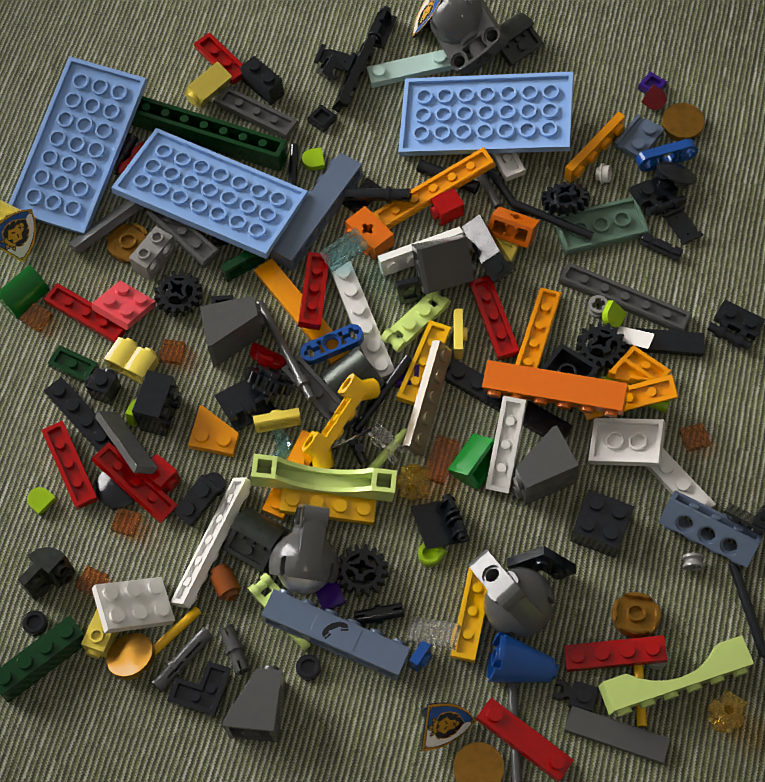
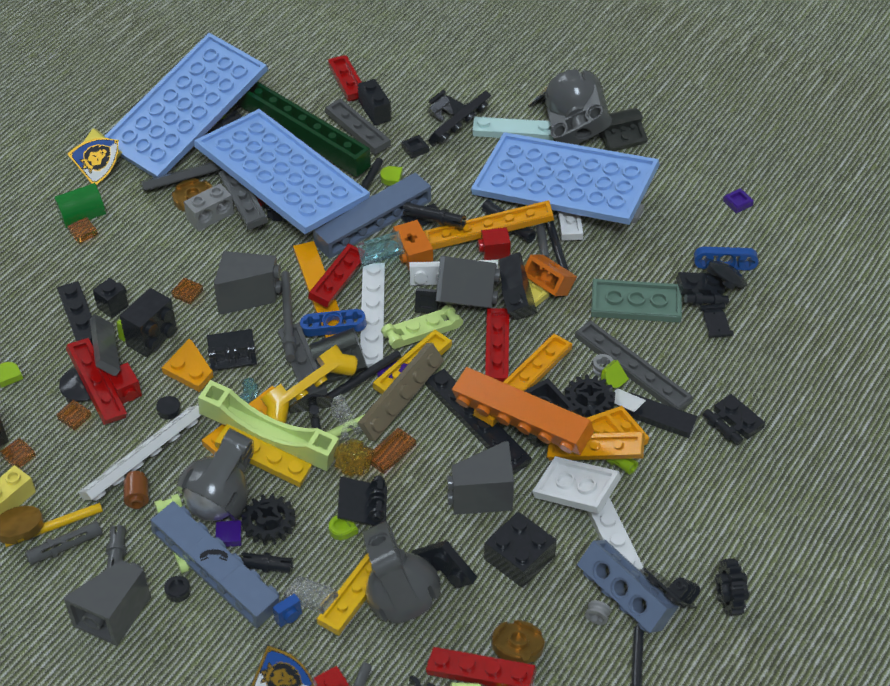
camera: 15 degrees right, 15 degrees down
(69, 465) = (47, 353): red plate -> none
(72, 364) = (91, 272): dark green plate -> none
(81, 311) = (127, 238): red plate -> none
(123, 305) = (162, 240): coral plate -> none
(131, 360) = (144, 277): light yellow brick -> none
(133, 604) = (41, 479): white plate -> none
(183, 286) = (212, 243): black gear -> none
(197, 500) = (146, 414): black plate -> none
(204, 696) = (64, 579): black plate -> none
(208, 85) = (323, 92): light yellow brick -> none
(240, 264) = (283, 238): dark green plate -> none
(254, 538) = (177, 455): pearl dark grey brick -> none
(266, 357) = (268, 317): red plate -> none
(268, 381) = (259, 333): black gear -> none
(277, 420) = (258, 370): light yellow plate -> none
(382, 27) = (503, 90): black hinge -> none
(460, 333) = (457, 349): light yellow plate -> none
(473, 461) = (423, 459): green brick -> none
(506, 444) = (455, 447): white plate -> none
(519, 662) = (380, 645): blue cone -> none
(552, 219) = (593, 282): black bar -> none
(565, 198) = (610, 266): black gear -> none
(591, 151) = (658, 233): light orange plate -> none
(603, 173) = (658, 257): white plate -> none
(639, 136) = (706, 235): sand blue plate -> none
(655, 98) = (735, 210): dark red tile -> none
(661, 246) = (687, 333): black axle -> none
(683, 121) = (755, 235): pearl gold tile -> none
(694, 437) = (649, 504): clear orange tile -> none

